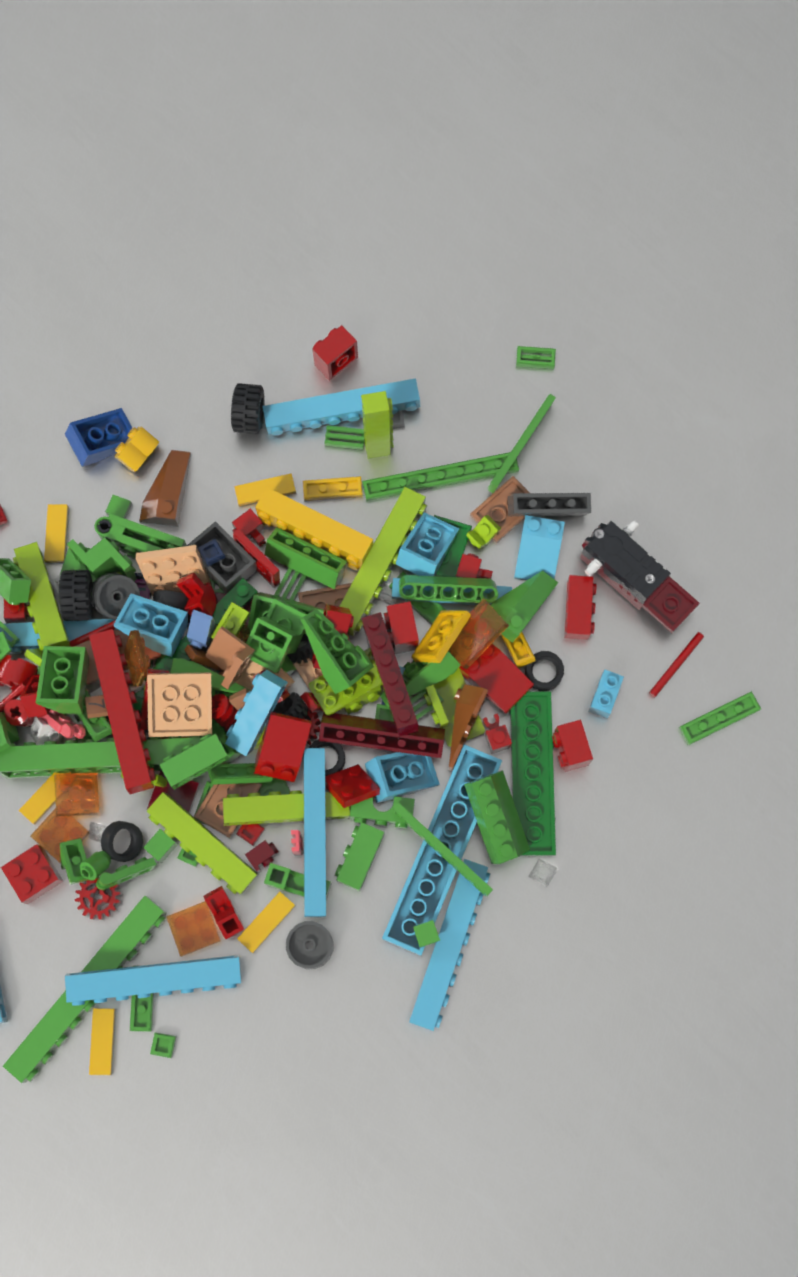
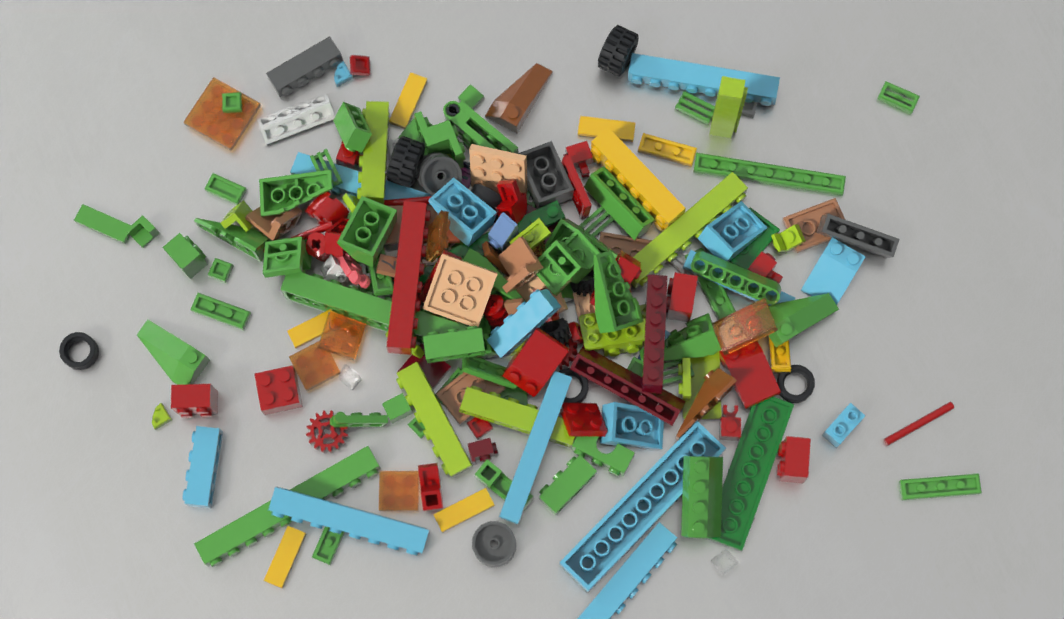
camera: 25 degrees right, 0 degrees up
(72, 855) = (319, 393): bright green slope -> none
(95, 865) = (335, 403): bright green brick -> none
(98, 436) = (478, 28): blue slope -> none
(135, 843) = (354, 384): black tyre -> none
(136, 448) = (506, 50): yellow brick -> none
(163, 1045) = (335, 580): bright green tile -> none
(211, 552) = (537, 167): dark blue tile -> none
(297, 842) = (517, 451): coral tile -> none
(335, 352) = (716, 27): red brick -> none
(426, 933) = (599, 573): bright green tile -> none
(440, 636) = (713, 317): yellow tile -> none
(440, 848) = (642, 506): bright green tile -> none
(521, 443) = (854, 171): bright green tile -> none
(579, 607) = (850, 339): red brick -> none
(636, 574) = (913, 328): piece -> none

